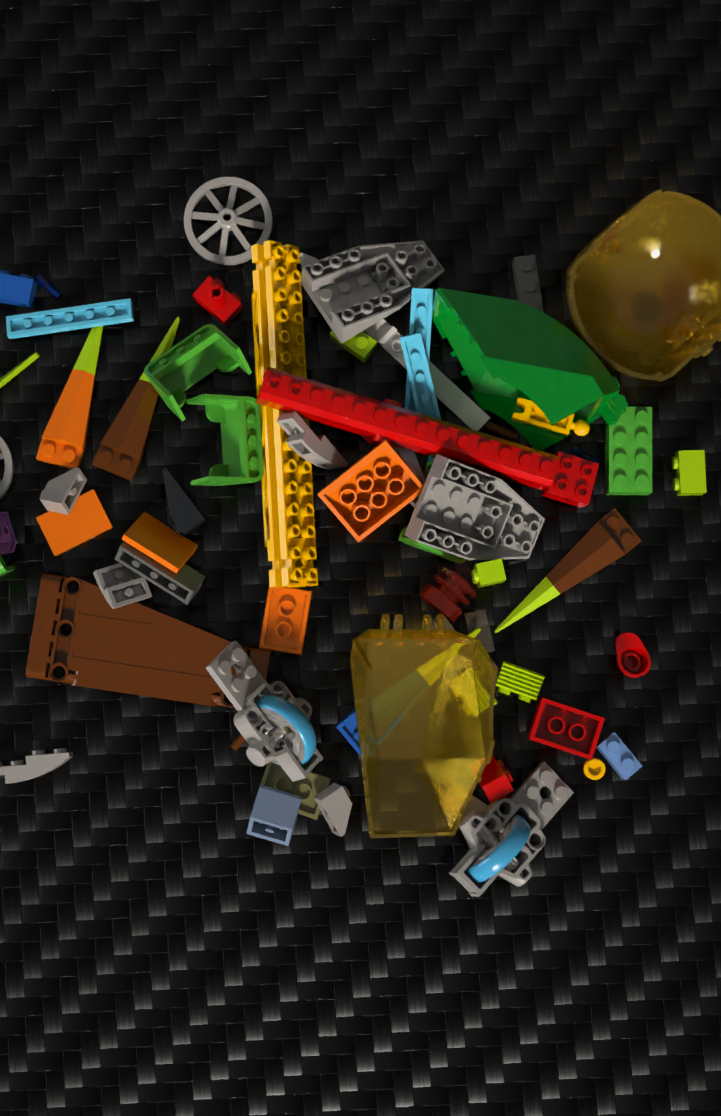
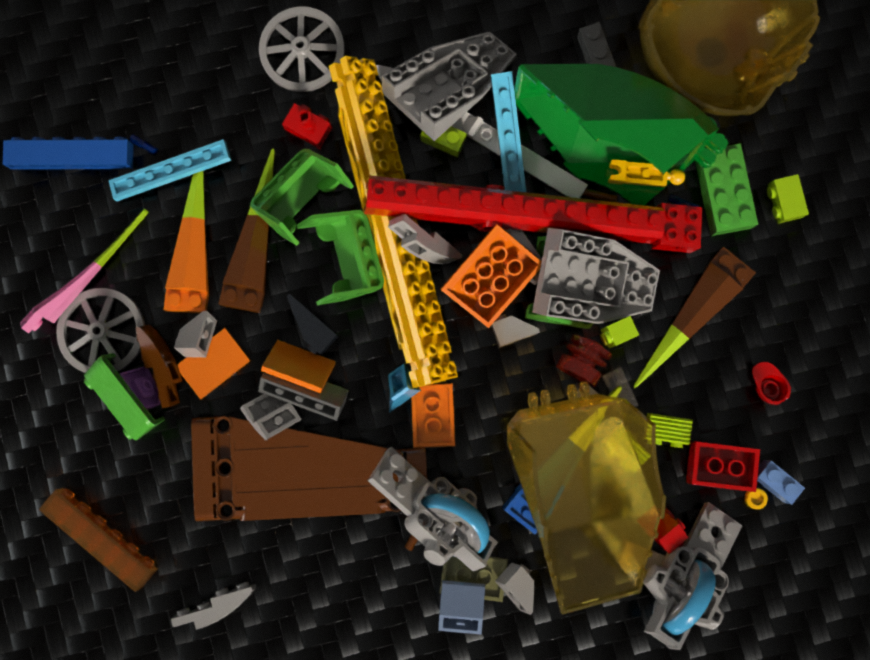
camera: 10 degrees left, 0 degrees up
(21, 504) = (159, 356): none -> reddish brown slope
(258, 584) = (400, 387): none -> dark azure slope
(382, 549) = (511, 329): none -> light grey slope
(420, 376) = (515, 157): medium azure plate -> none

